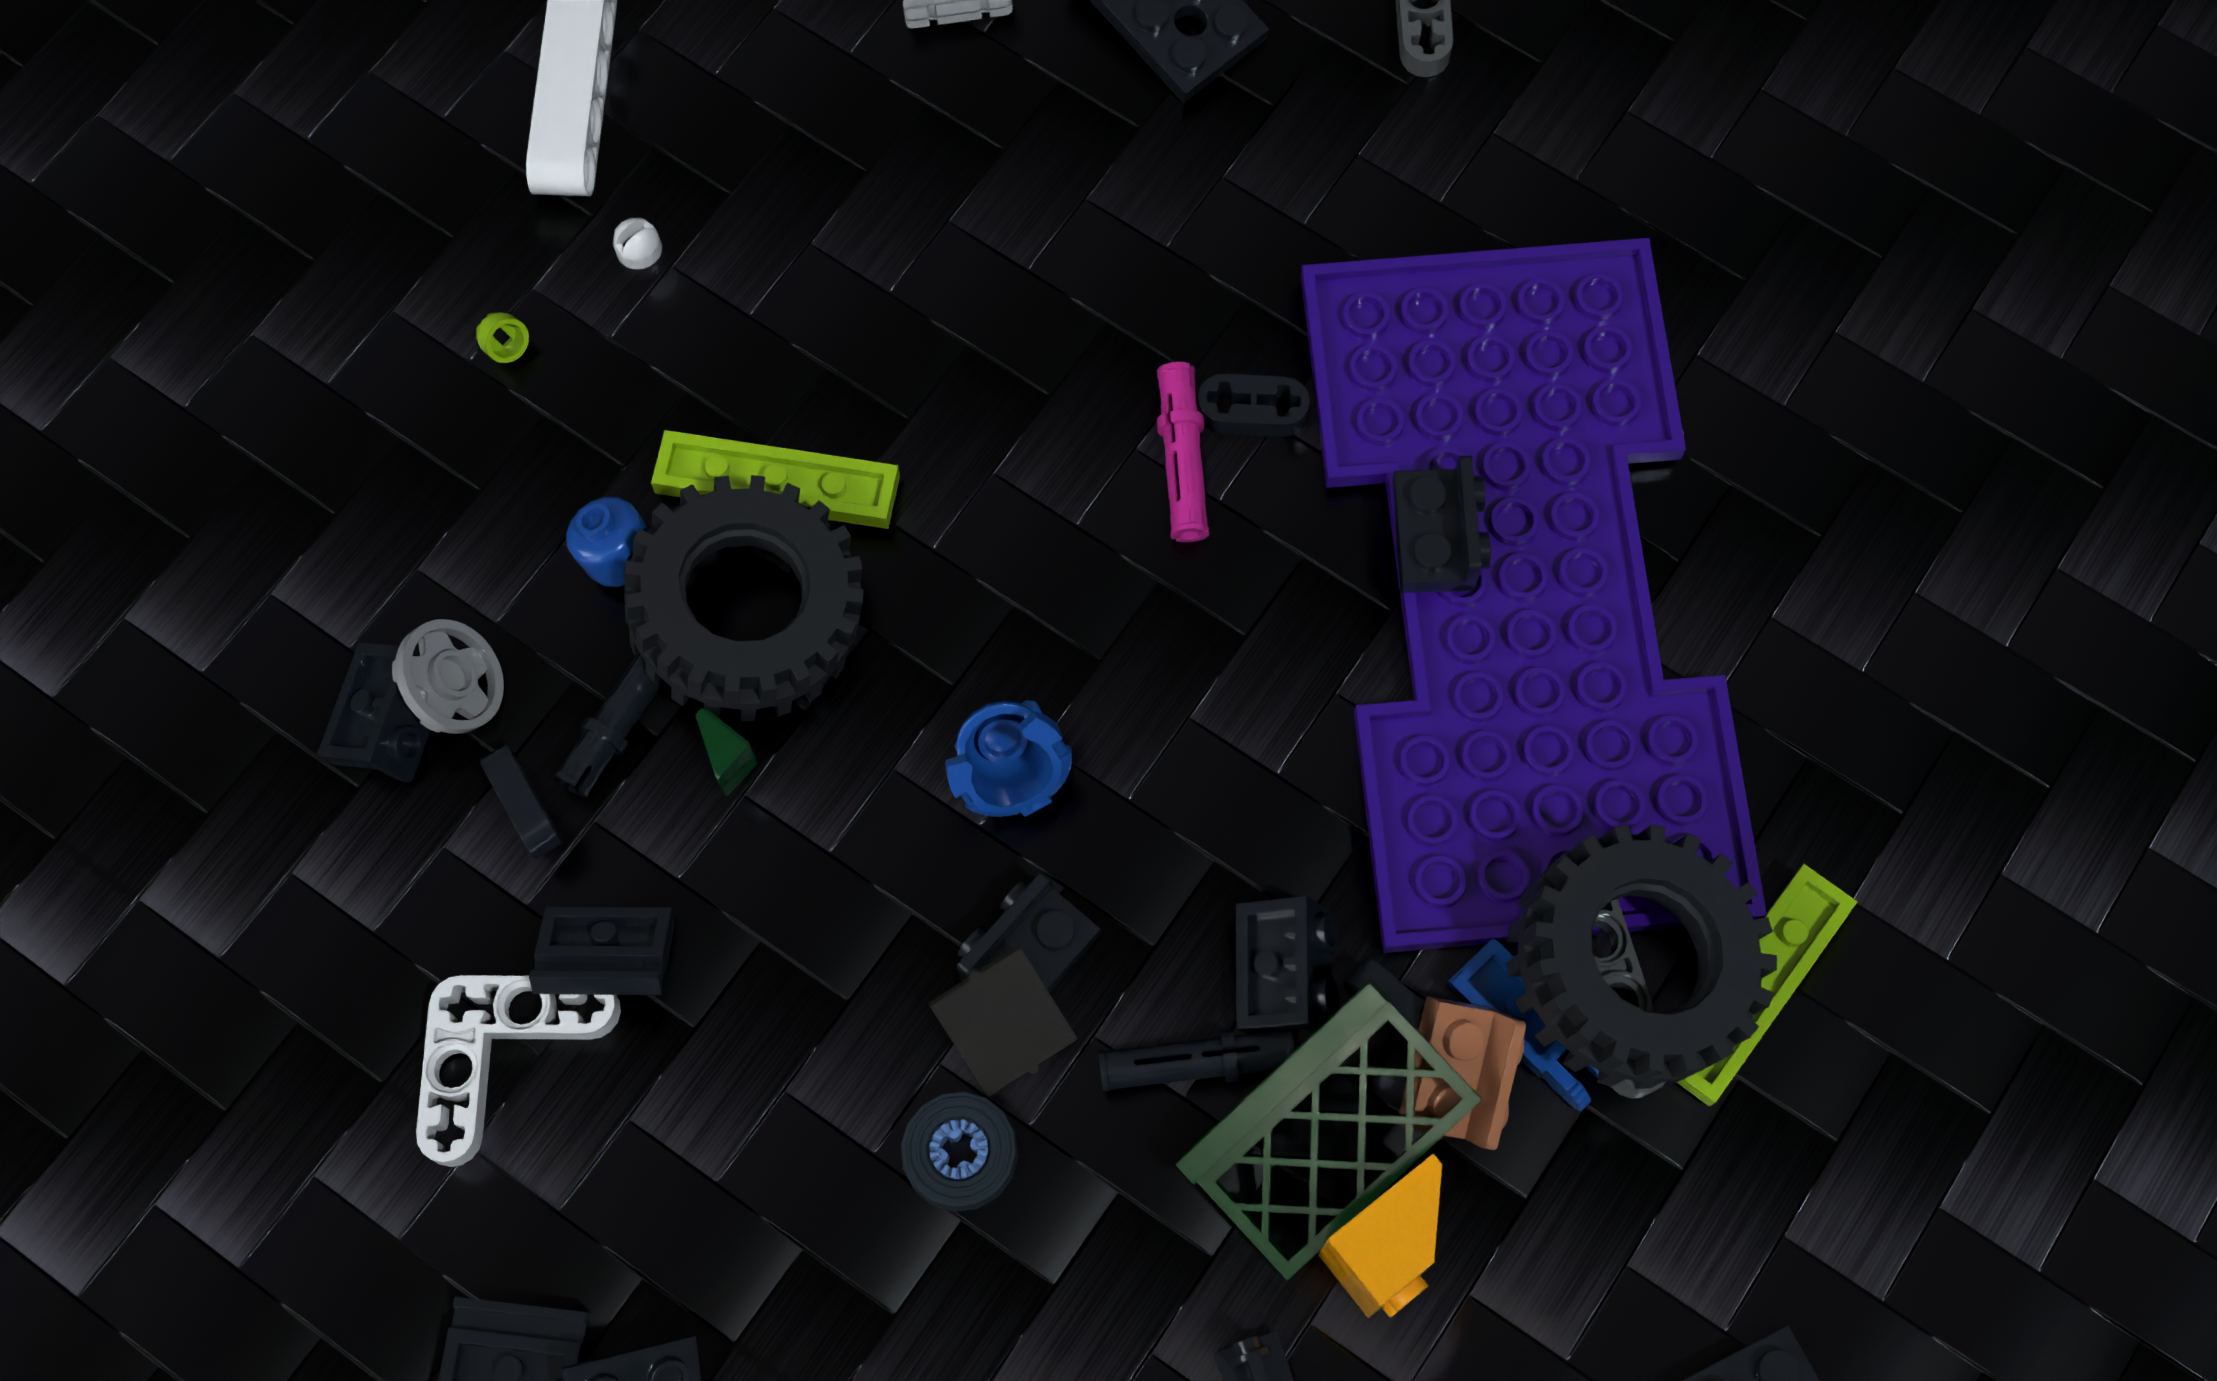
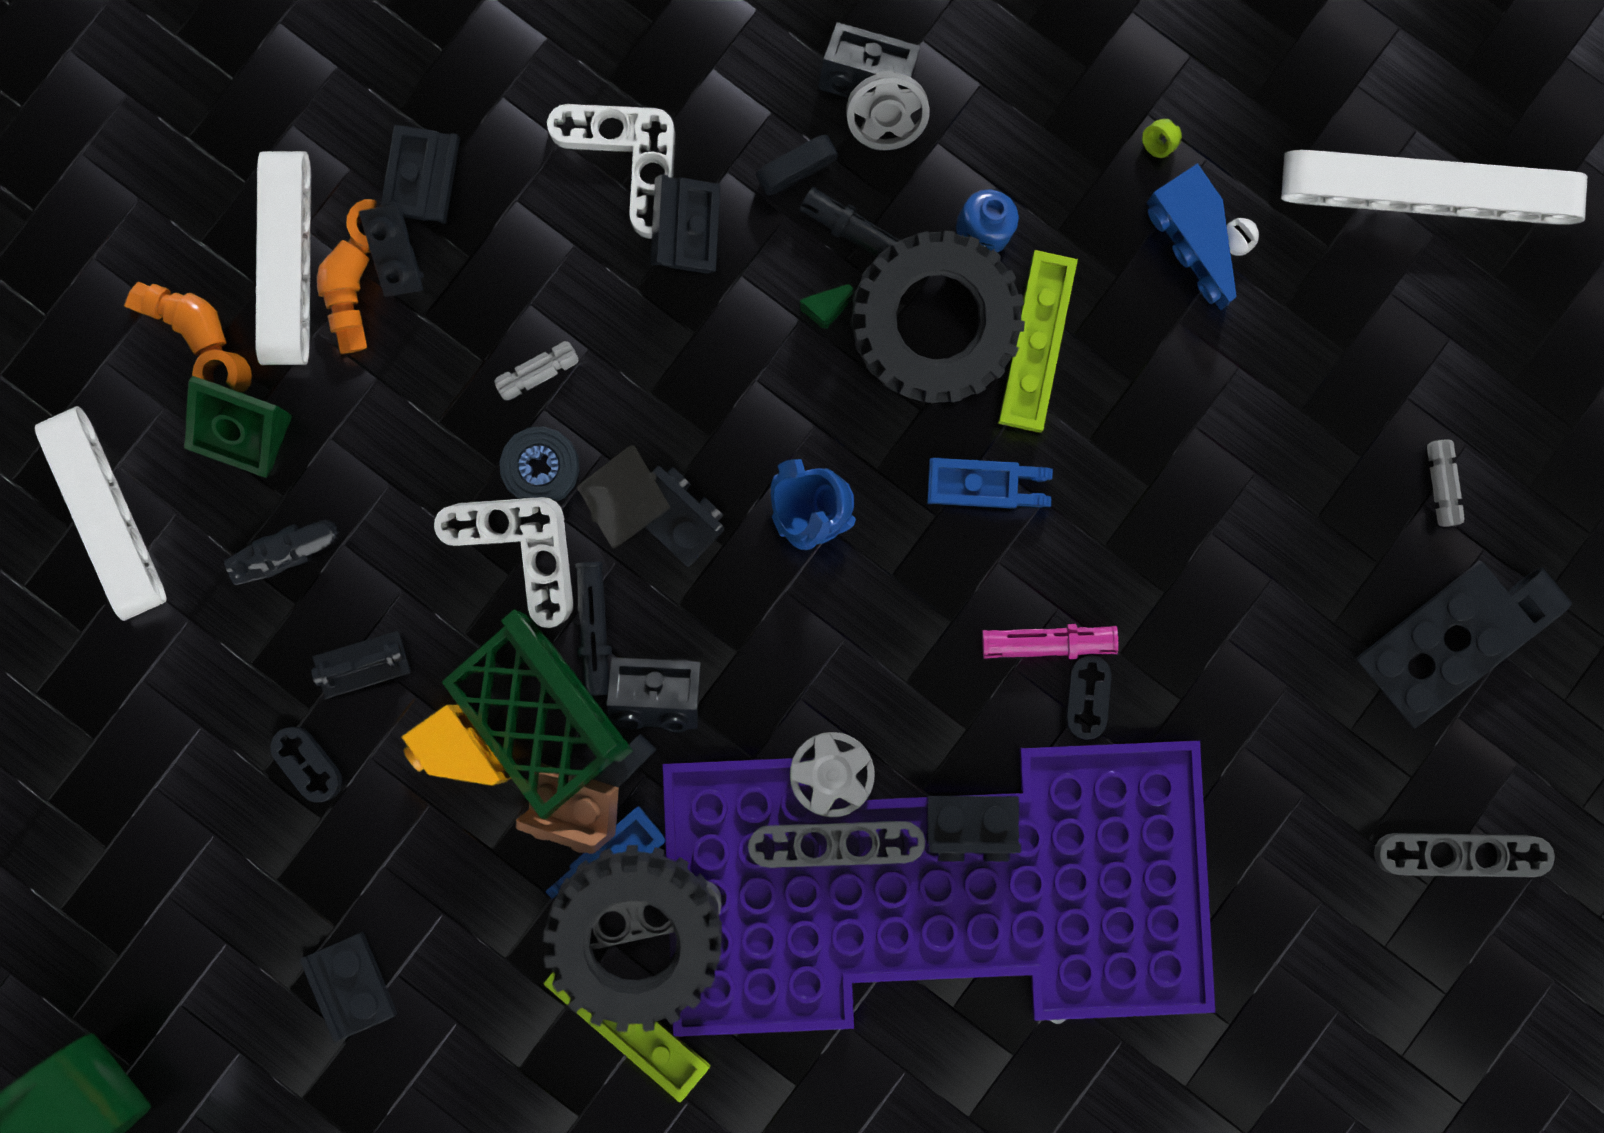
camera: 90 degrees right, 15 degrees up
(626, 286) = (1196, 223): none -> blue slope
(817, 1163) = (536, 370): none -> light grey axle
(971, 543) = (983, 483): none -> blue hinge
(1067, 1149) = (532, 541): none -> white beam
(1382, 713) = (832, 774): none -> light grey wheel
(1482, 702) = (836, 844): none -> dark grey beam

